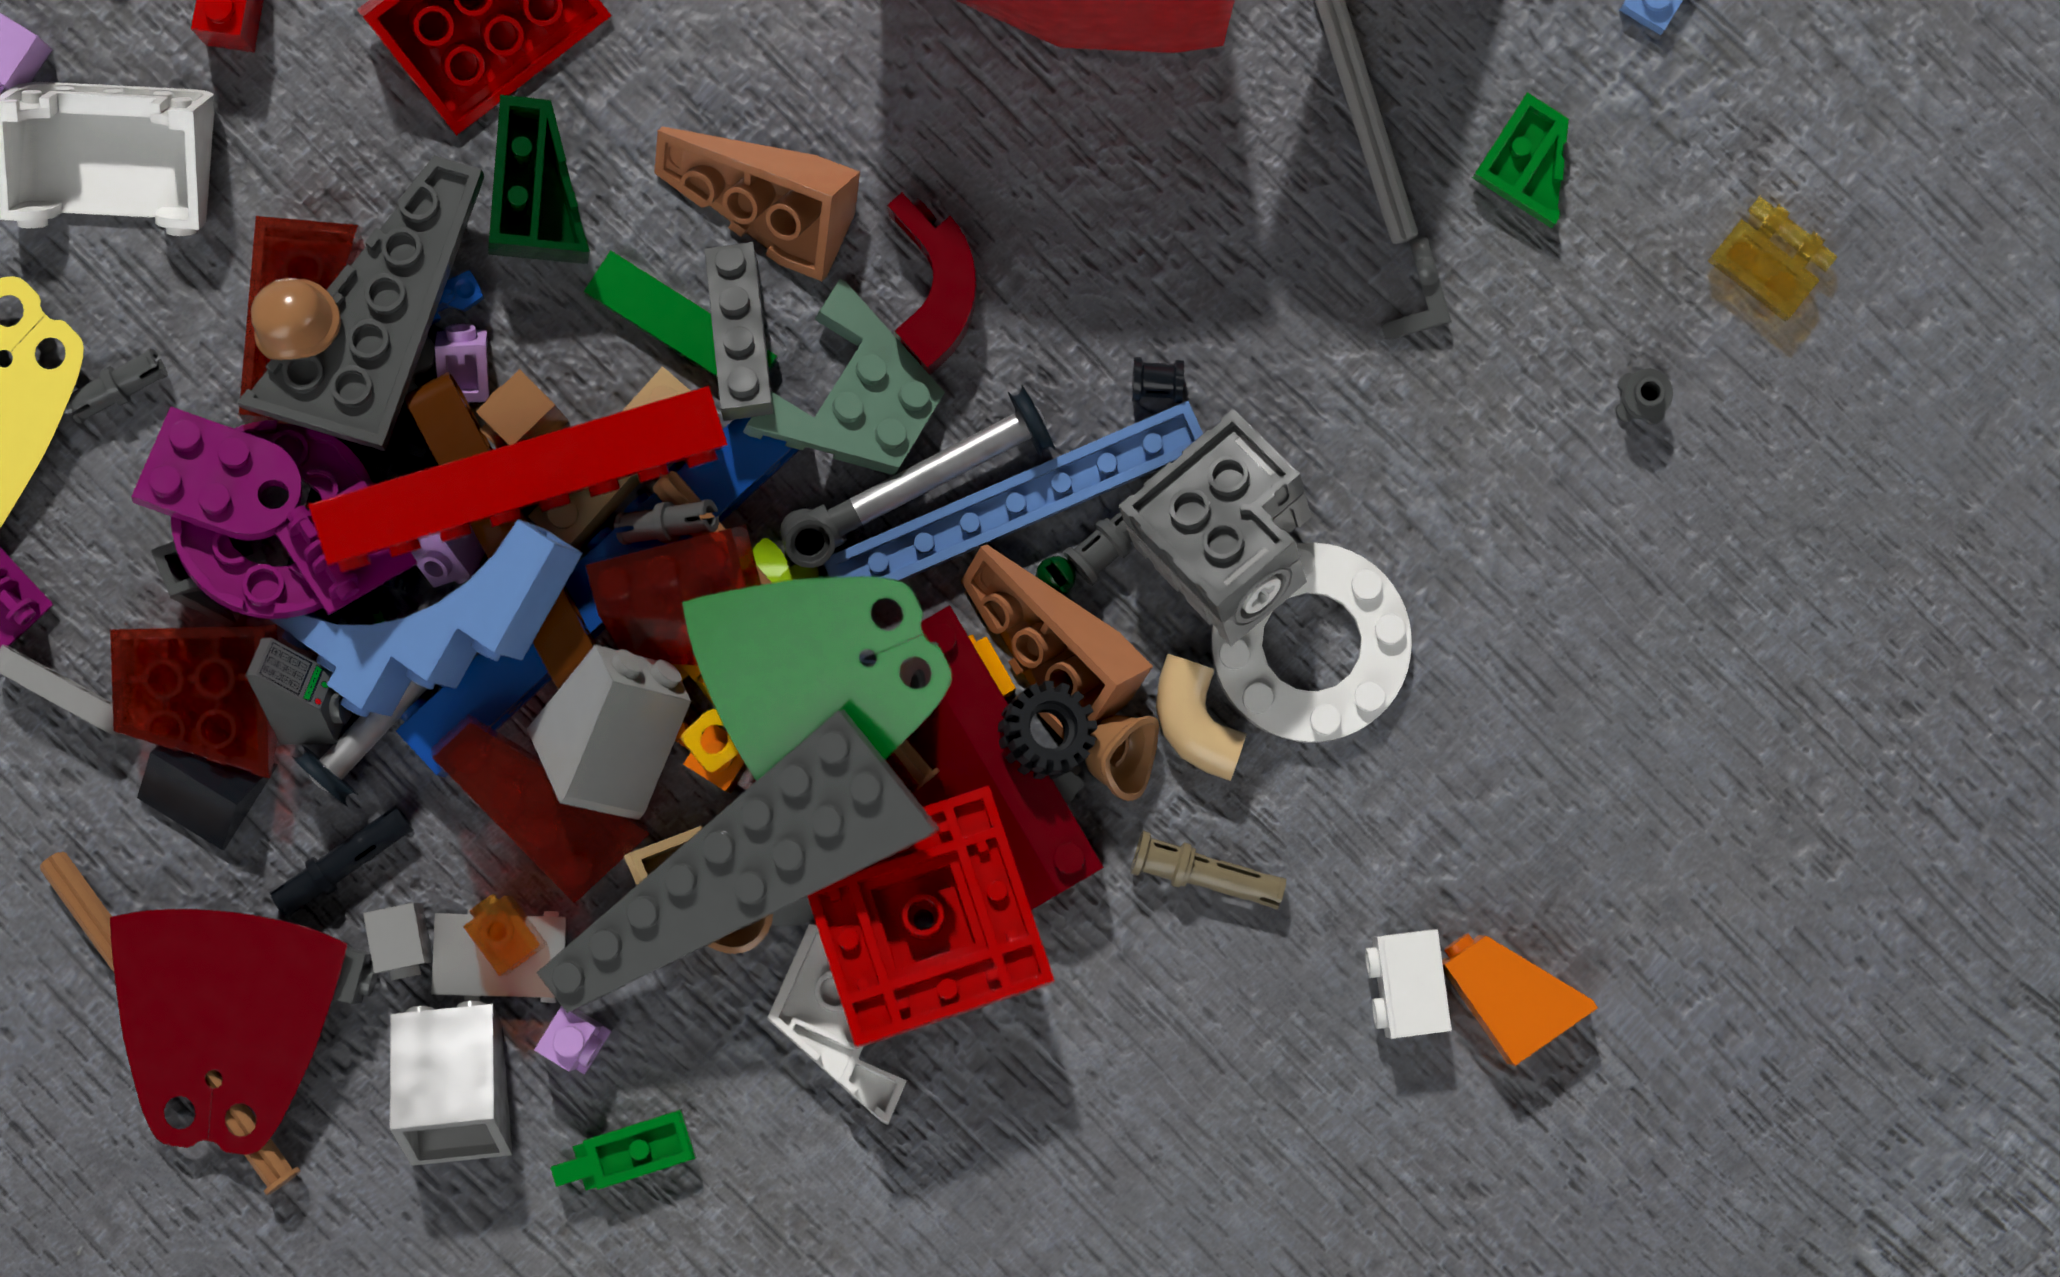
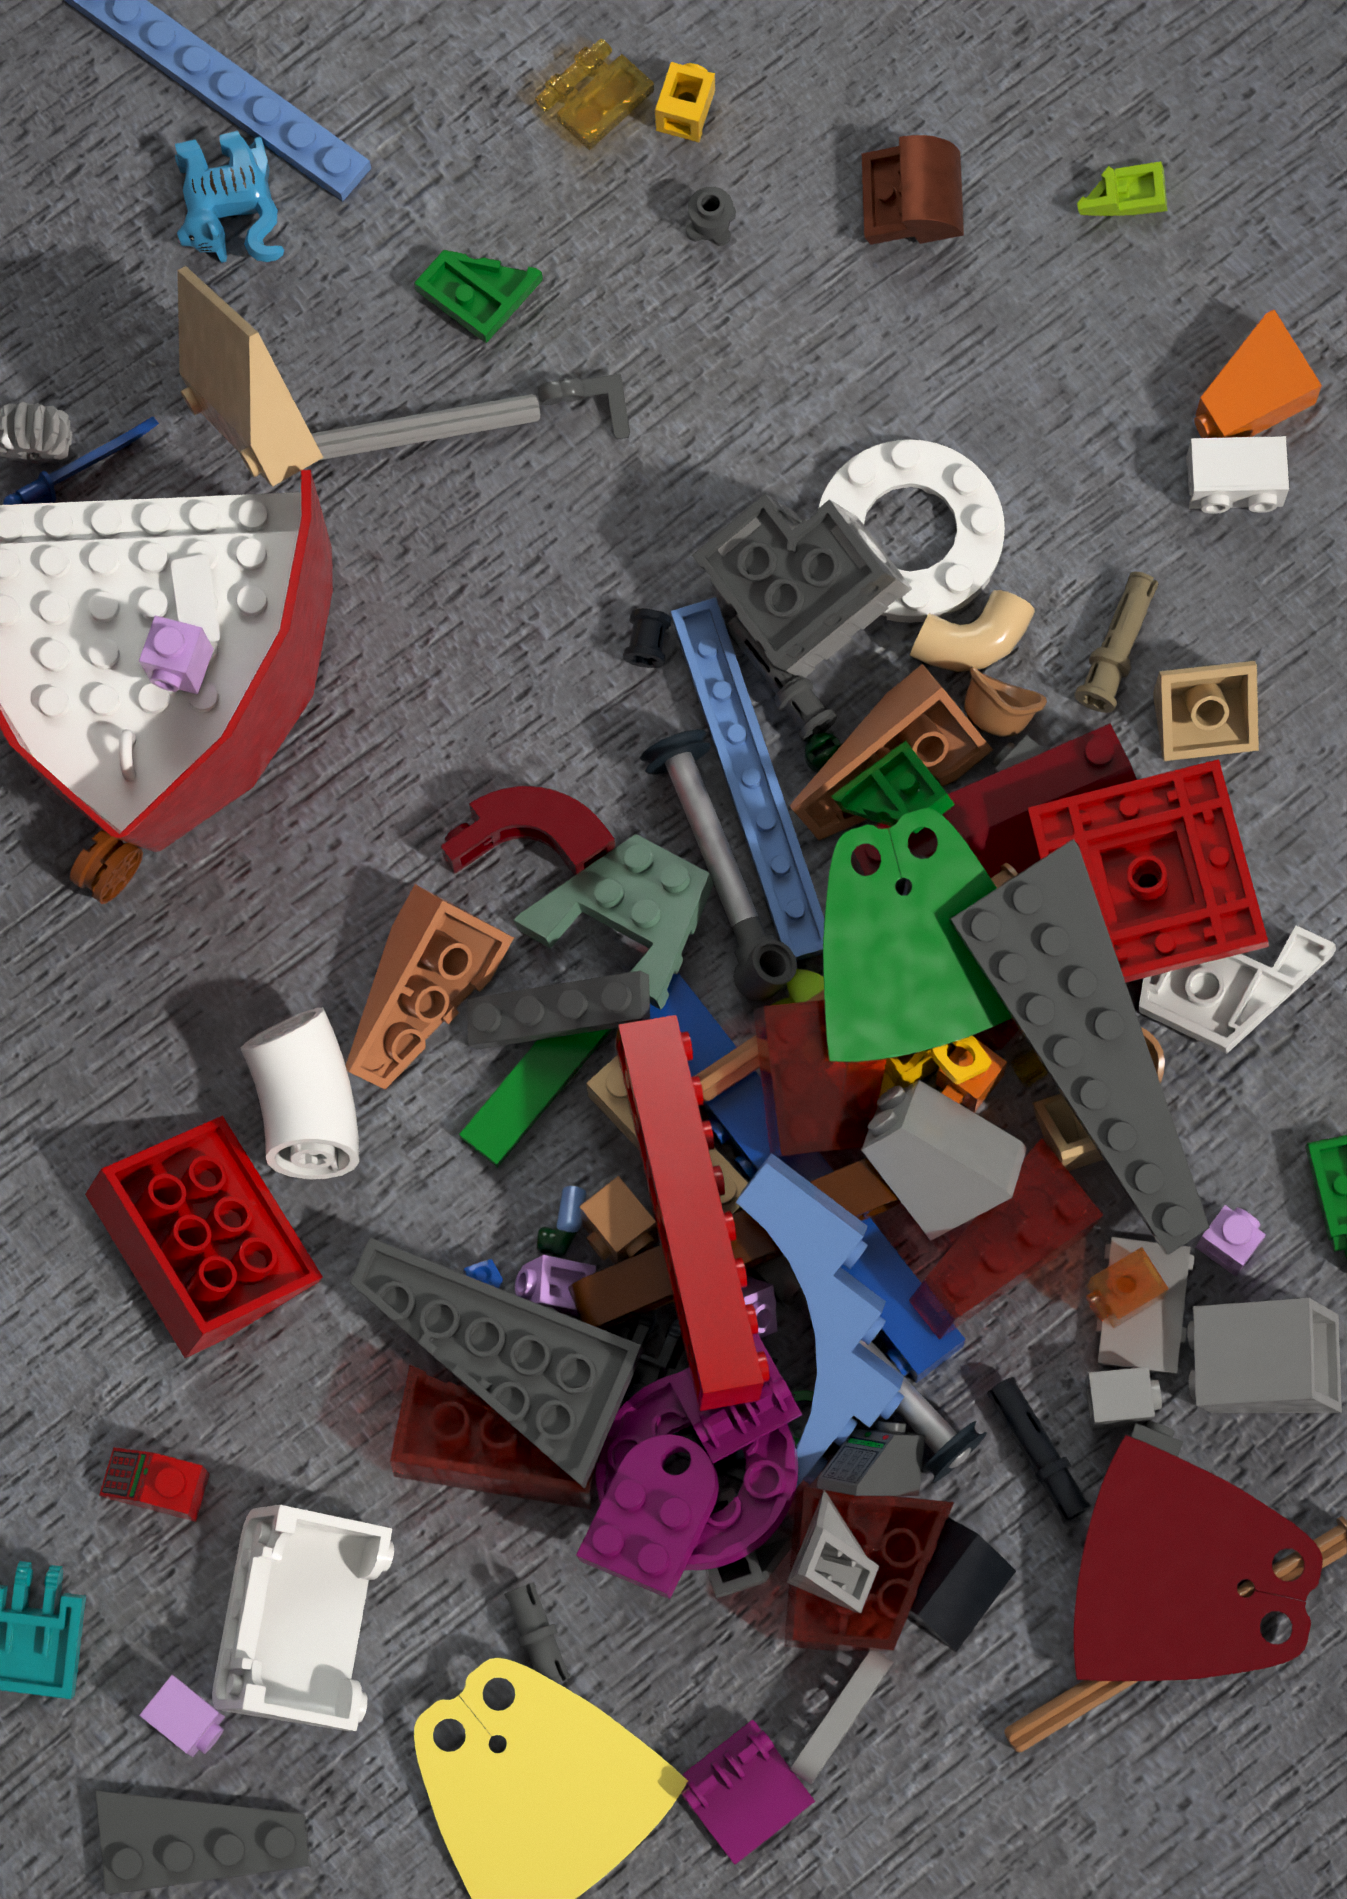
camera: 75 degrees left, 10 degrees down
(187, 660) = (833, 1561): none -> light grey slope
(294, 319) = (505, 1423): medium nougat helmet -> none
(532, 190) = (393, 1199): dark green wedge -> none
(536, 369) = (568, 1223): none -> arm
(631, 86) = (304, 1097): none -> white brick
(666, 522) = (743, 1084): dark grey pin -> none
(1002, 651) = (892, 788): none -> green wing
(1072, 717) = (982, 778): black tyre -> none
(1135, 972) = (1207, 710): none -> tan slope
(1695, 608) = (913, 191): none -> copper brick
(1728, 841) = (1127, 192): none -> lime slope
(1788, 342) = (674, 111): none -> yellow brick

